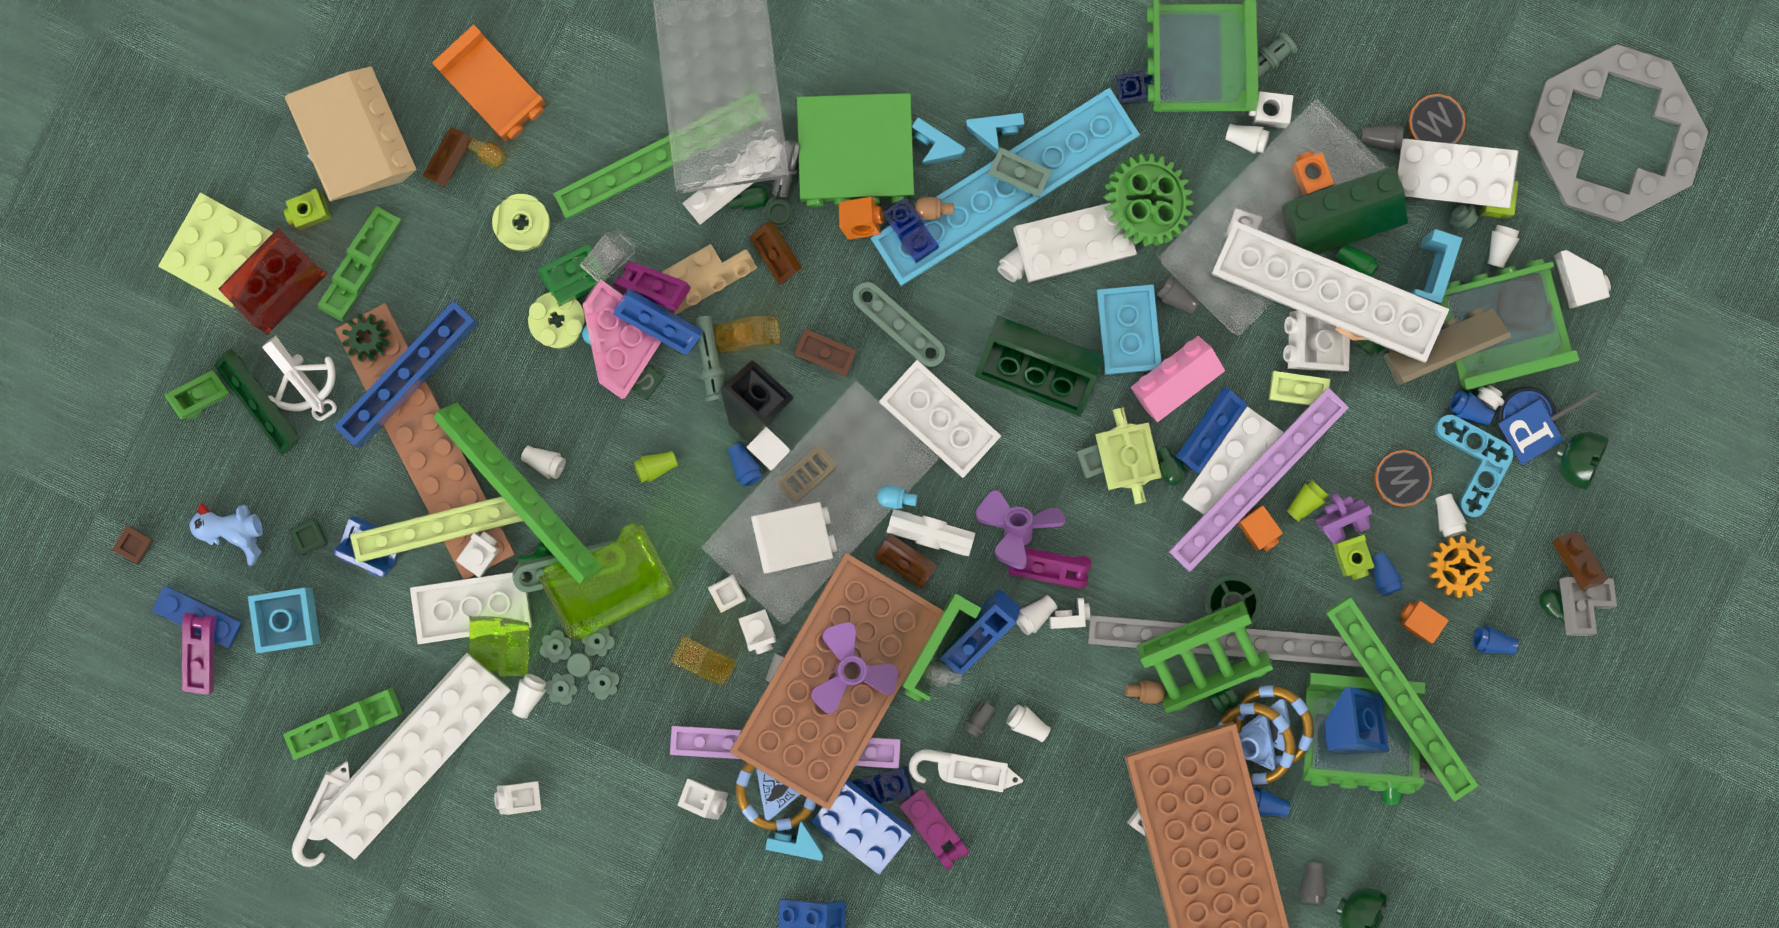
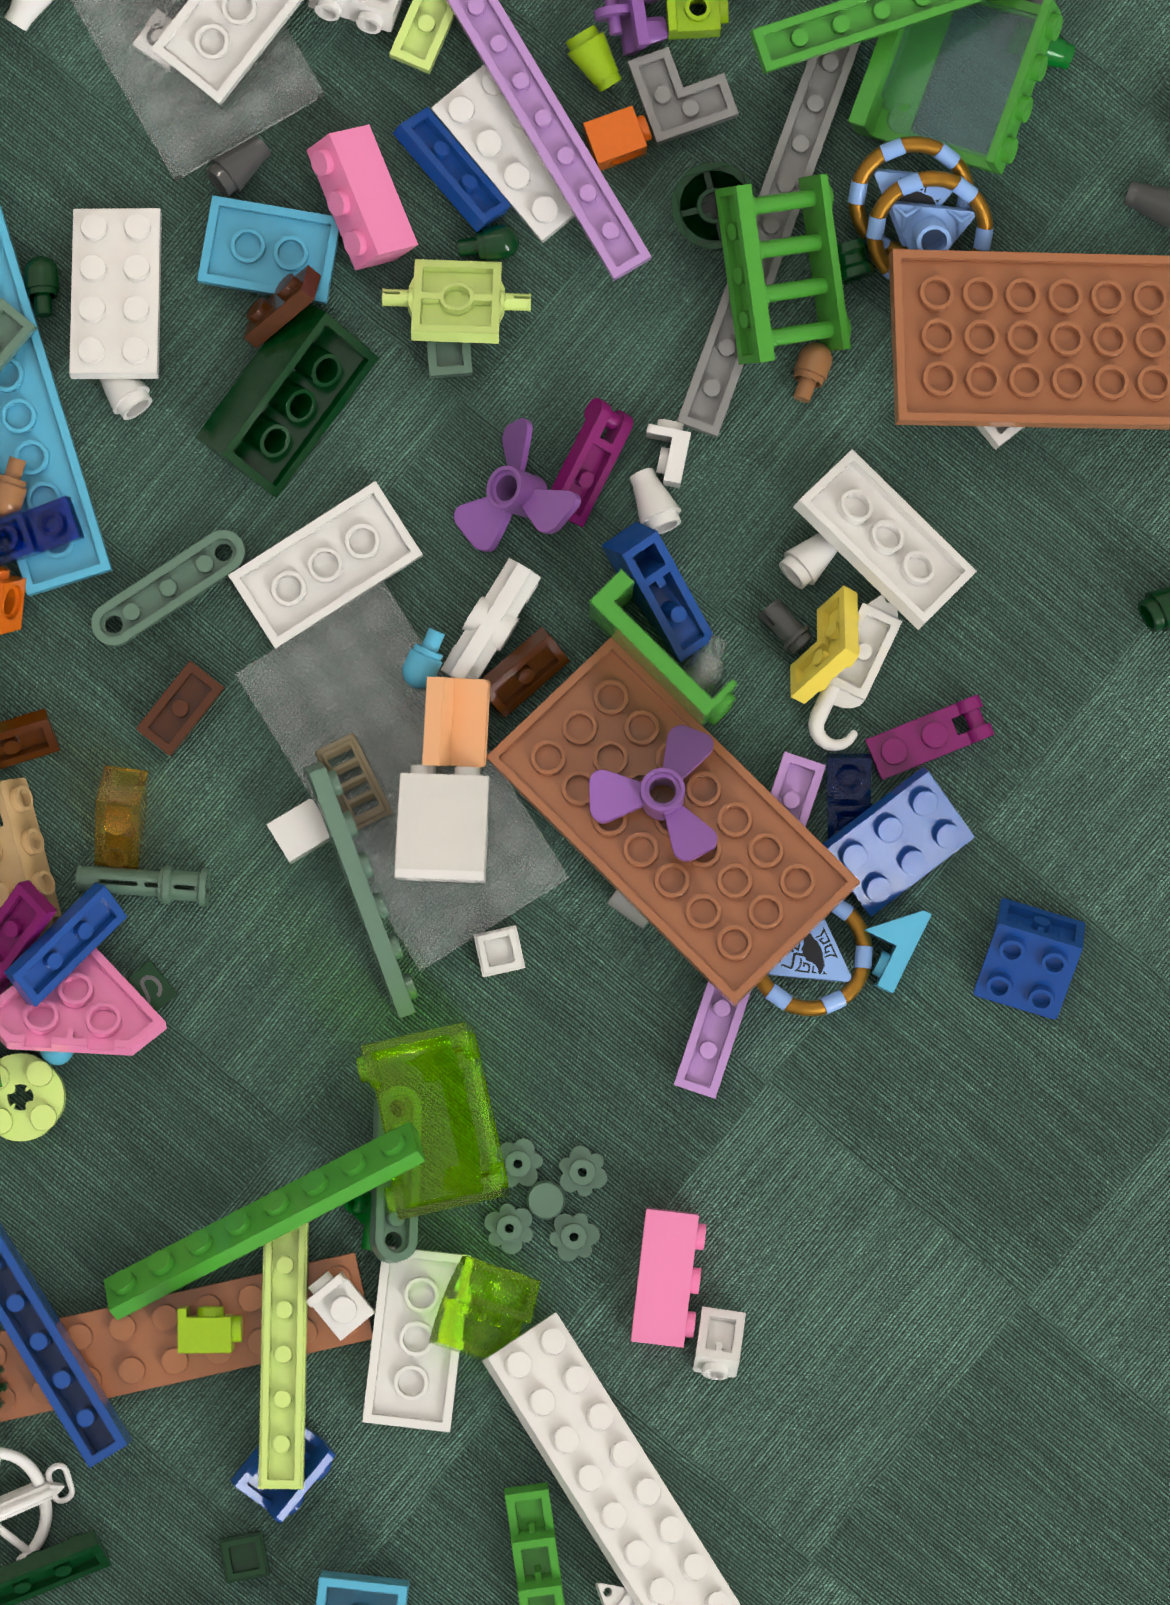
camera: 75 degrees left, 0 degrees up
(440, 476) = (208, 1330): none -> lime brick
(528, 694) = (568, 1285): white cone -> none
(545, 462) = (228, 1171): white cone -> none
(550, 754) = (667, 1277): none -> bright pink brick
(653, 466) = (279, 1008): lime cone -> none
(703, 660) = (589, 1011): clear yellow slope -> none
(703, 800) = (795, 1067): white bracket -> none
(745, 467) = (314, 874): blue cone -> none
(750, 491) = (356, 870): none -> sand green plate
(753, 400) = (223, 834): black slope -> none
(758, 631) = (568, 919): white bracket -> none
(862, 528) = (456, 722): none -> light nougat panel
(973, 754) = (835, 646): none -> light yellow plate
(1051, 767) = (884, 539): none -> white plate
(1068, 193) = (42, 284): none -> dark green cylinder
(1097, 349) = (289, 299): none -> reddish brown plate
(1148, 175) = (48, 159): bright green gear -> none
(1270, 804) = (1025, 233): blue cone -> none
(1289, 557) = (676, 109): none -> light grey plate
(1357, 723) = (940, 74): blue slope -> none

